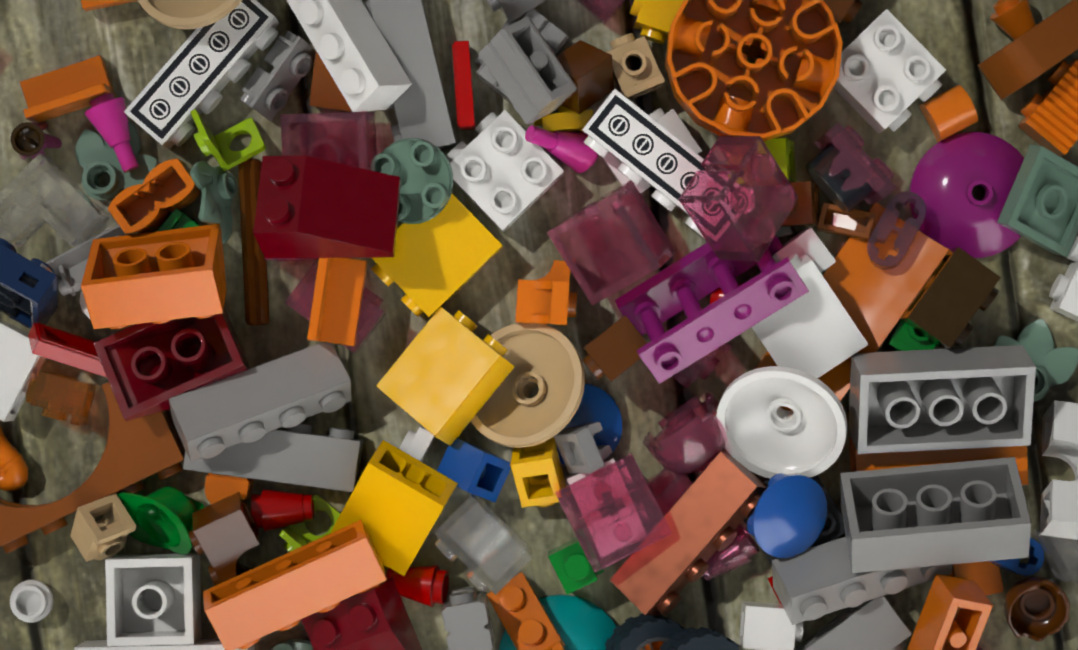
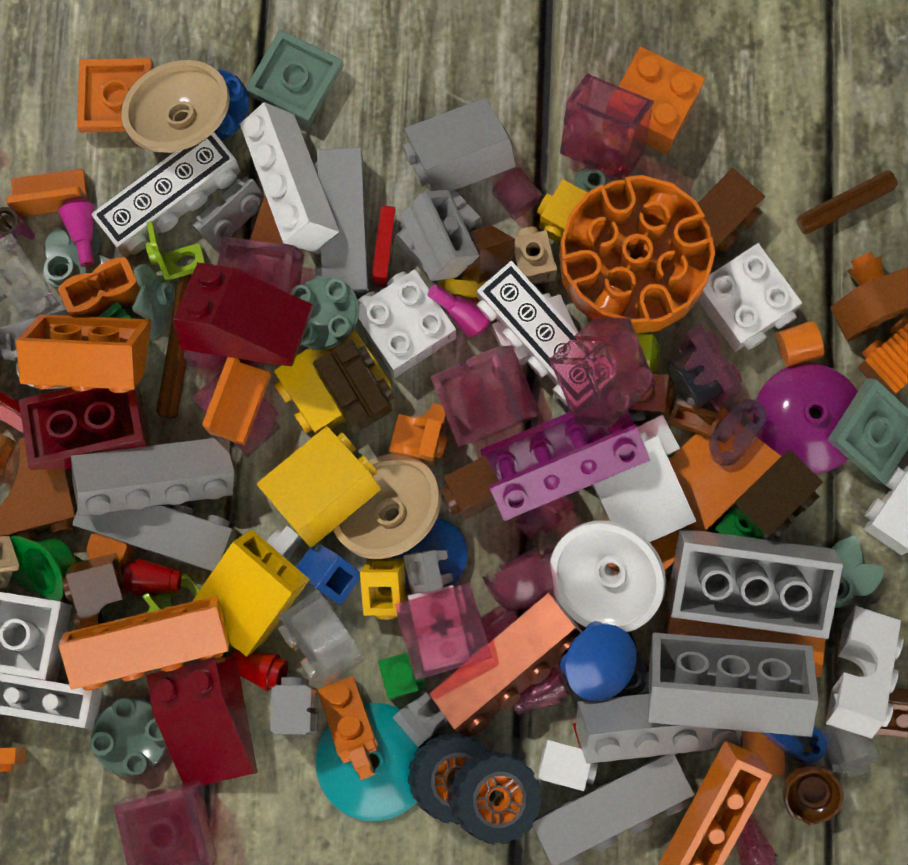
camera: 15 degrees right, 10 degrees down
(463, 260) = (353, 385): none -> dark brown brick
(603, 605) = (420, 718): none -> light grey tile

